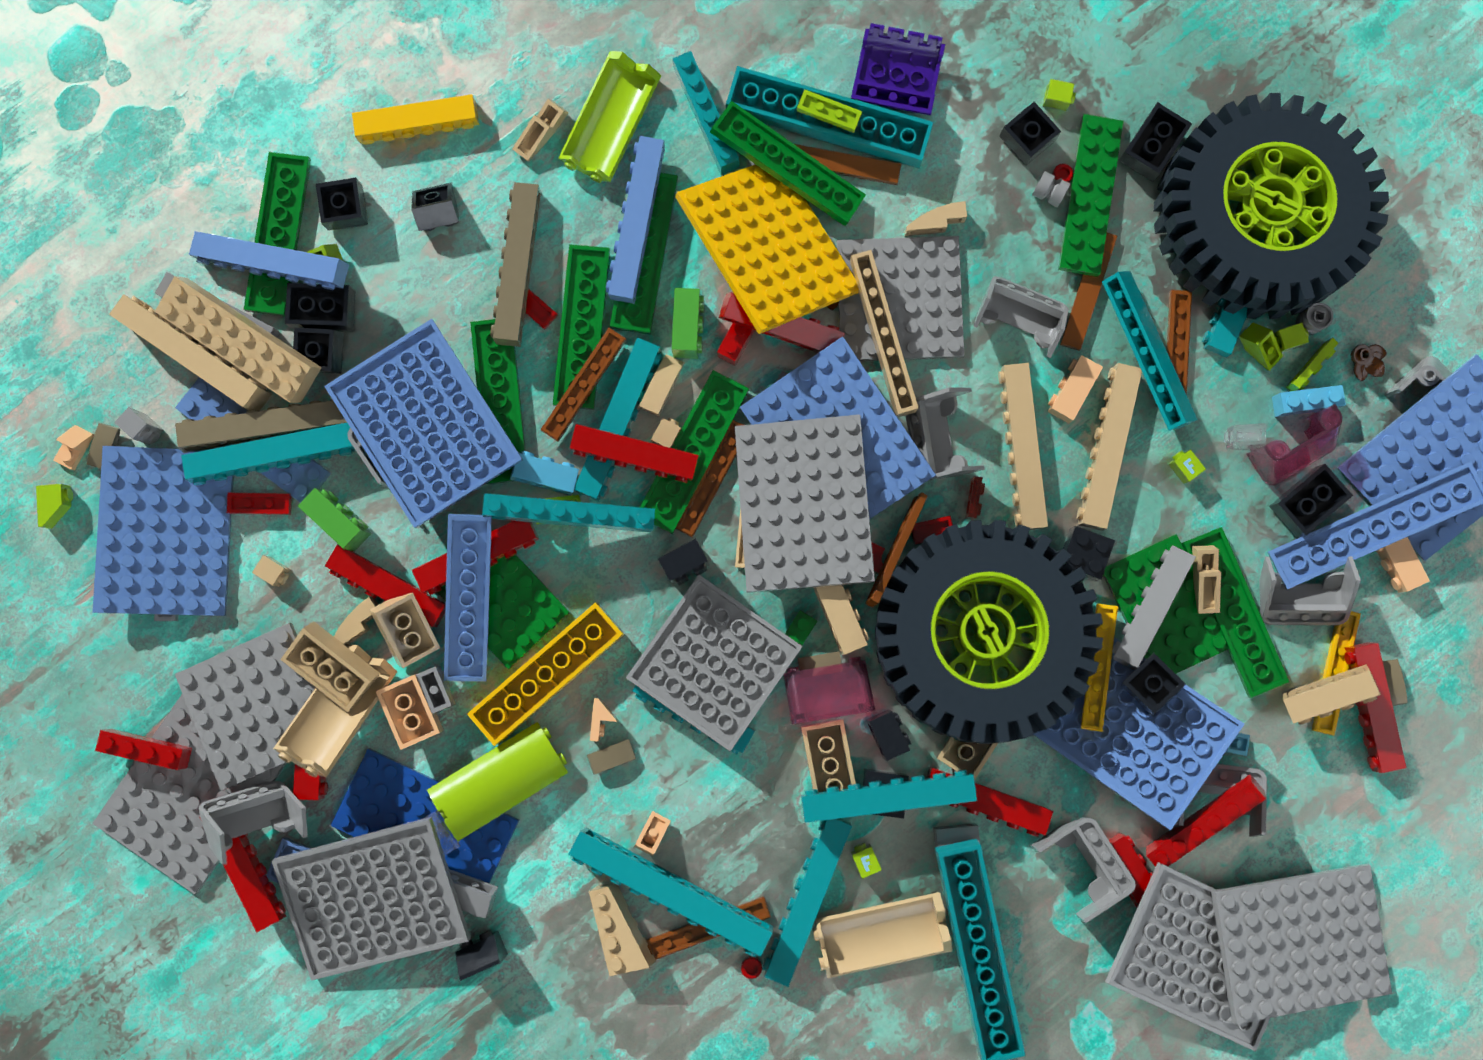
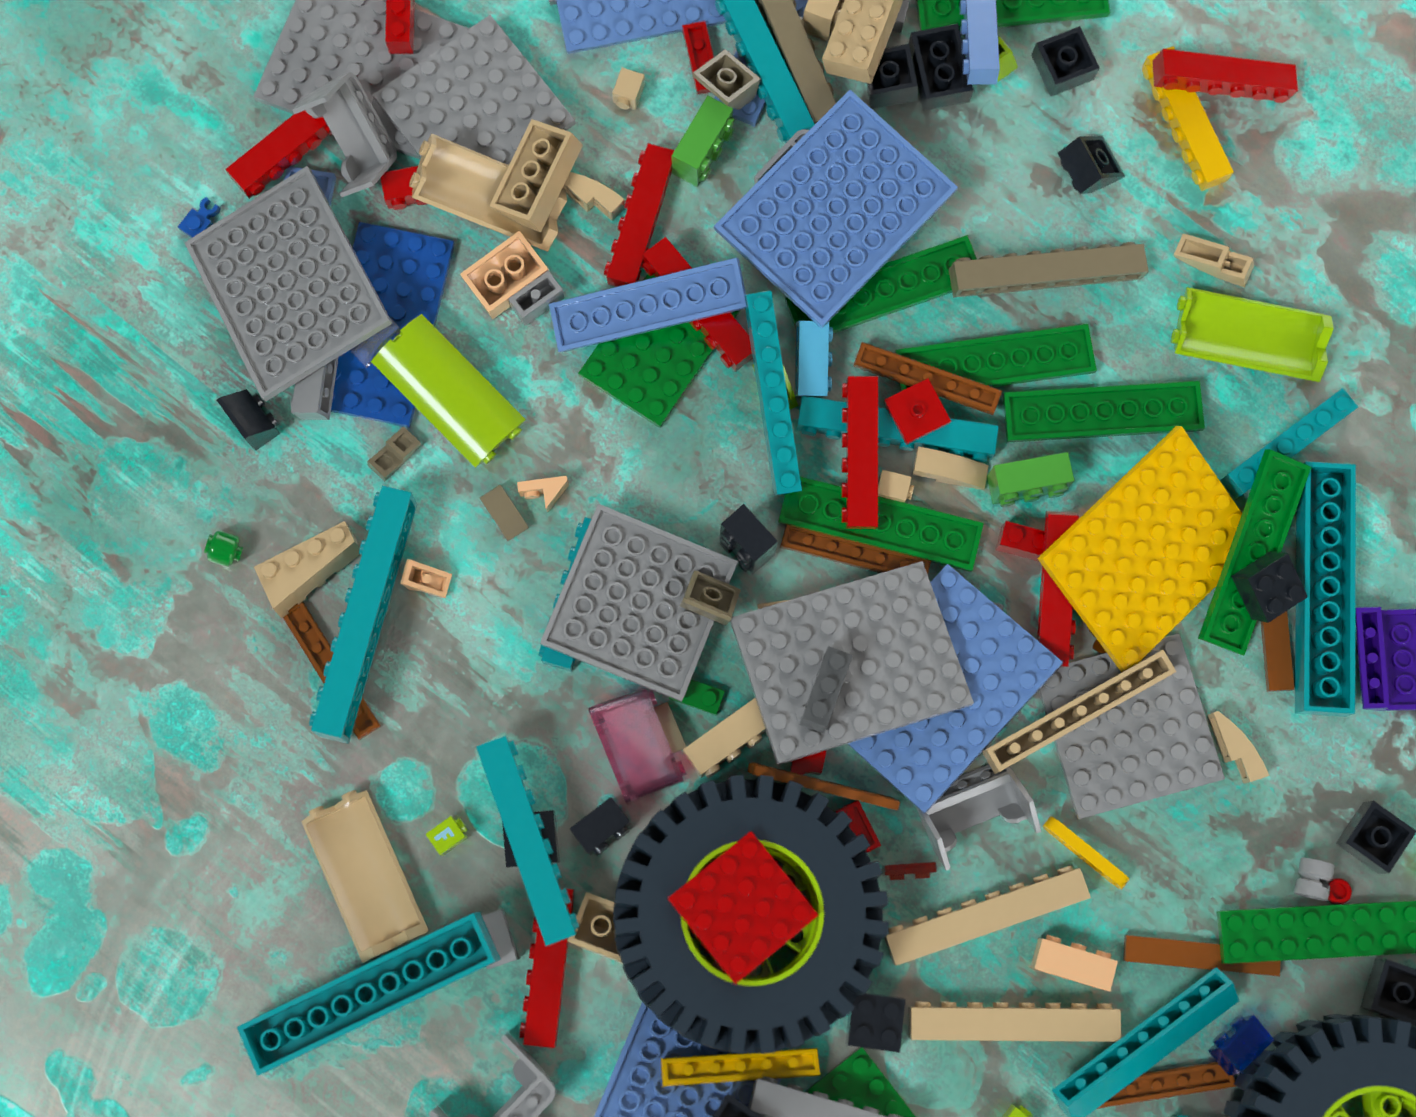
camera: 70 degrees right, 5 degrees down
(288, 485) = (728, 80): none -> dark tan slope
(295, 964) = (198, 221): none -> blue plate
(388, 79) = (1224, 75): none -> red brick
(405, 629) = (596, 247): tan slope -> none
(539, 310) = (1001, 309): red tile -> none
(539, 837) = (394, 454): none -> dark tan slope
(545, 674) = (582, 416): yellow brick -> none
(586, 998) = (223, 548): none -> green head
(610, 399) = (917, 411): none -> red plate
(636, 219) = (1138, 392): medium blue brick -> none
(724, 603) = (710, 598): none -> dark tan slope
(751, 967) = (296, 730): red tile -> none
(807, 901) = (387, 777): teal brick -> none
(819, 159) = (1269, 586): none -> black brick
(825, 528) = (826, 690): none -> dark grey brick
(828, 755) = (561, 761): tan brick -> none
(829, 111) = (1331, 584): lime plate -> none
(985, 636) = (742, 907): none -> red plate
(991, 357) = (1086, 852): none -> yellow beam
(1024, 310) = (1155, 877): light grey windscreen -> none
(1163, 279) = (1240, 1044): none -> clear blue brick

